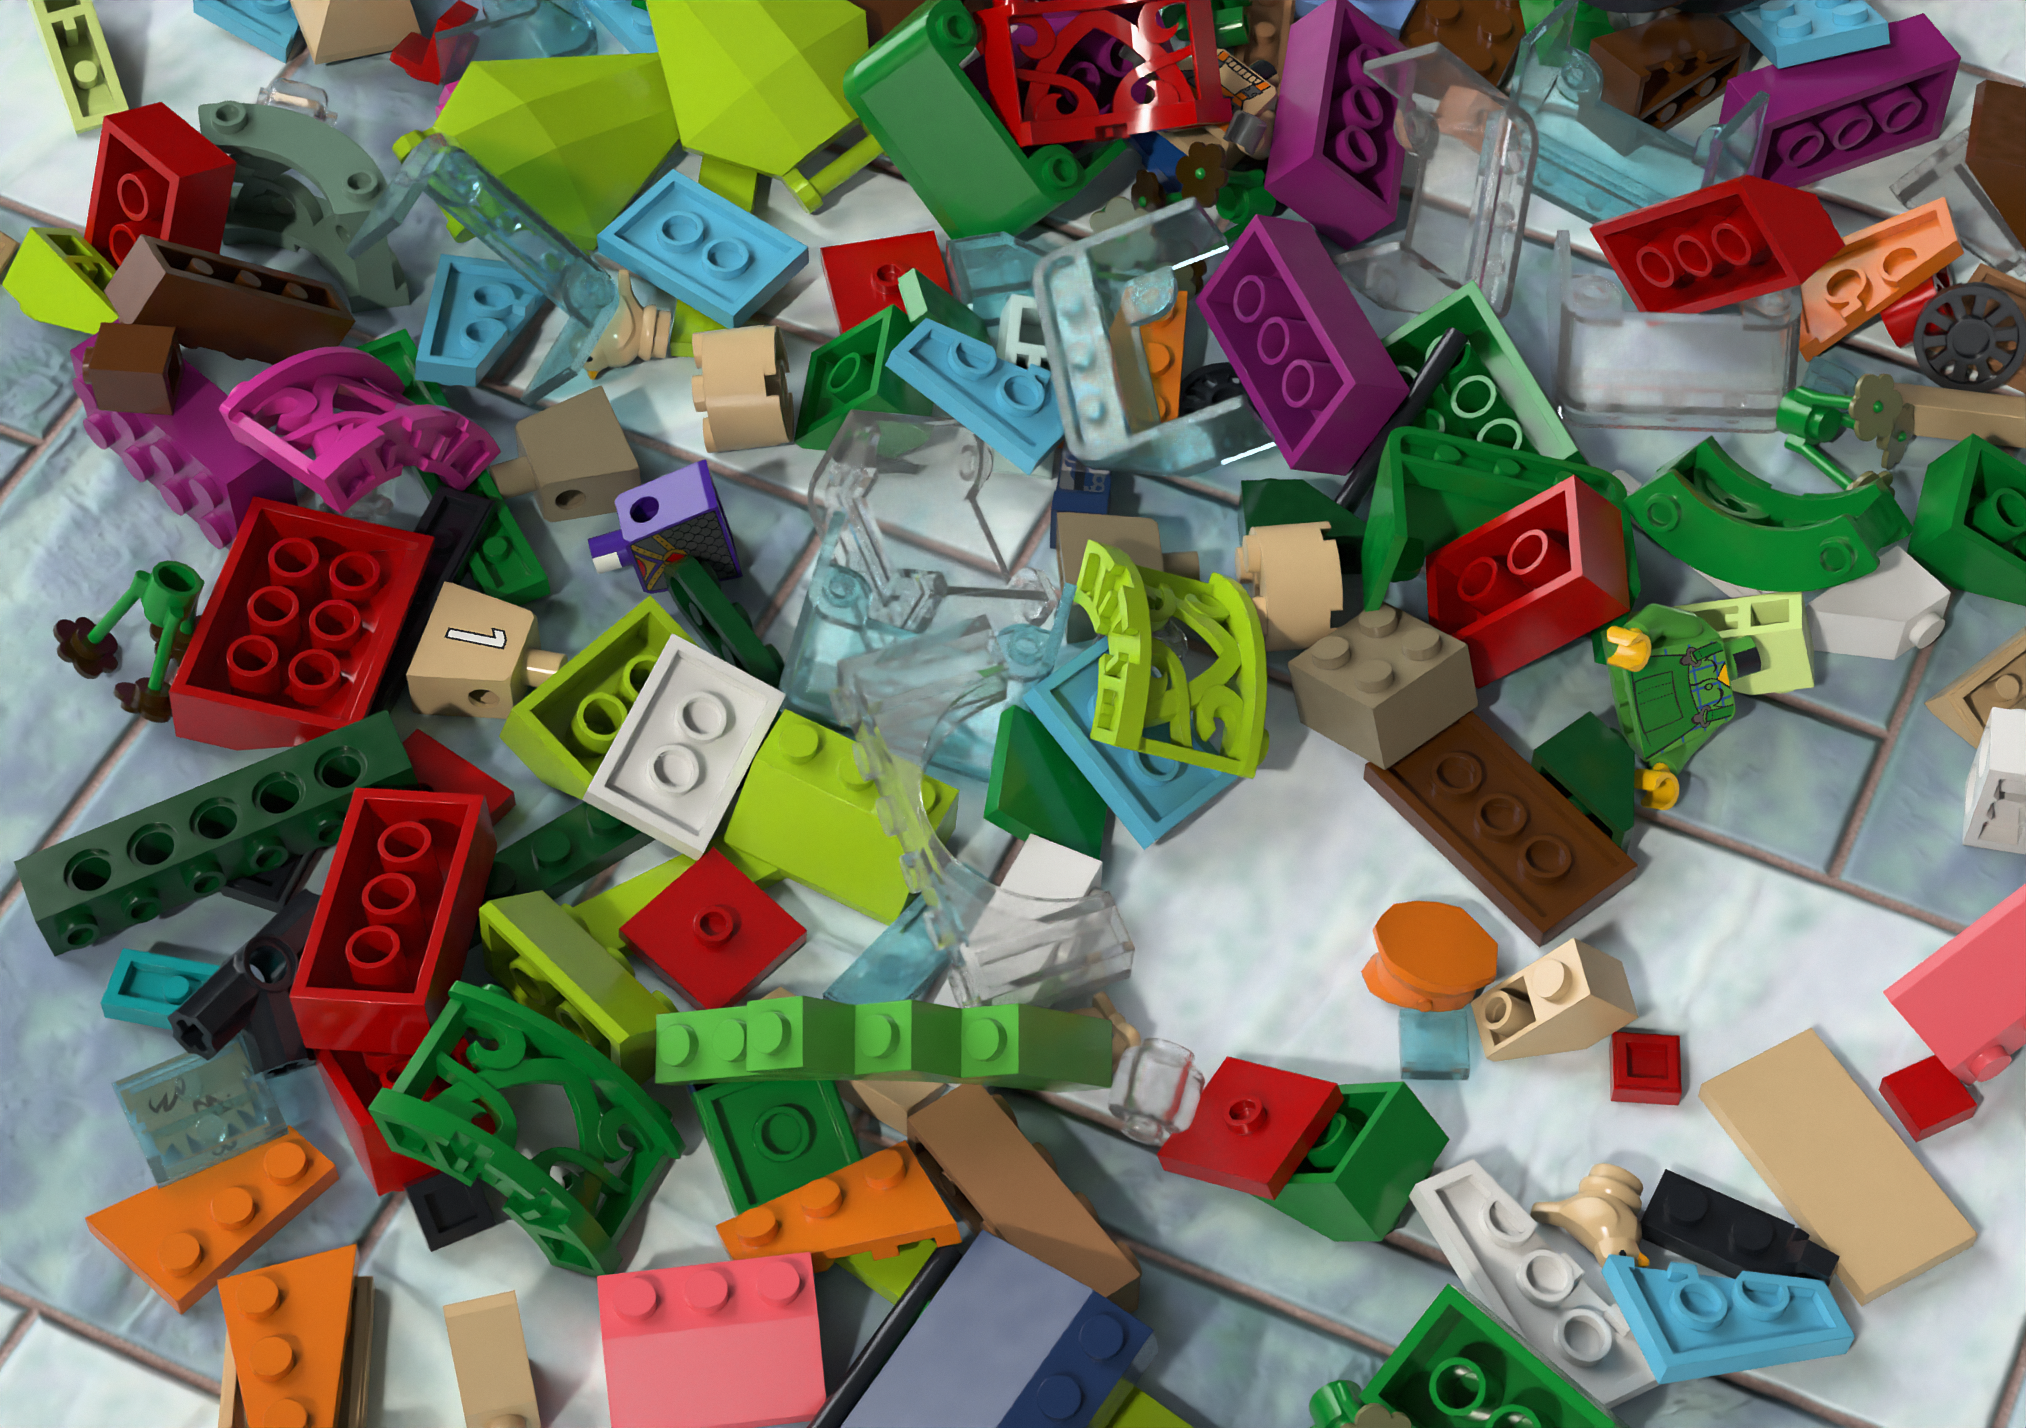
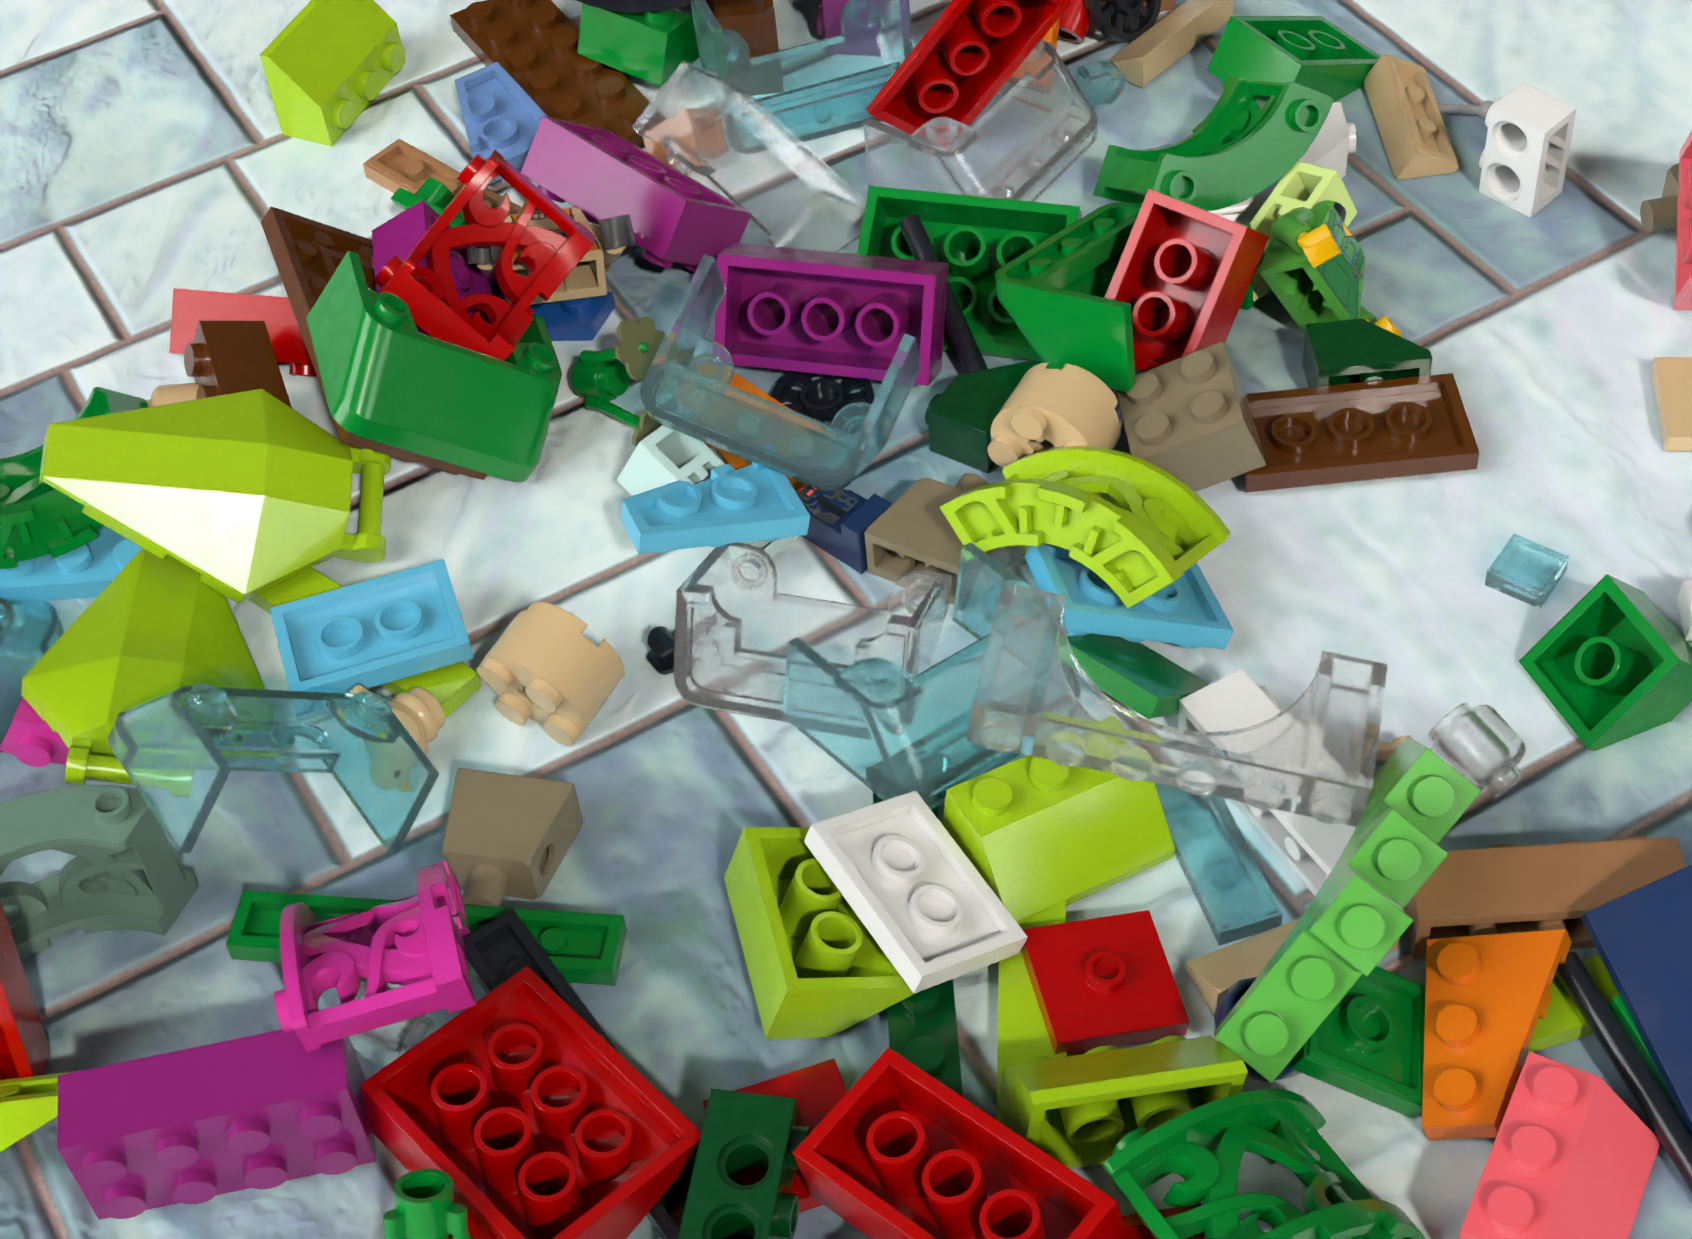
camera: 50 degrees left, 5 degrees down
(135, 368) = (153, 1089): reddish brown brick -> none
(226, 302) = (122, 994): reddish brown brick -> none
(472, 318) = (280, 836): medium azure wing -> none
(477, 656) = (666, 1008): tan torso -> none
(666, 522) = (659, 795): torso -> none
(719, 623) = (720, 814): dark green plate -> none
(853, 376) = (615, 589): green slope -> none
(866, 274) = (513, 544): red plate -> none
(928, 300) = (590, 507): green tile -> none
(989, 270) = (580, 465): clear light blue slope -> none
(1203, 175) = (627, 286): plant -> none
(1252, 1128) = (1559, 704): red plate -> none
(1429, 957) = (1457, 529): orange hat -> none
(1555, 1004) = (1547, 482): tan slope -> none
(1645, 1068) = (1625, 464): red tile -> none
(1873, 411) = (1116, 98): plant -> none

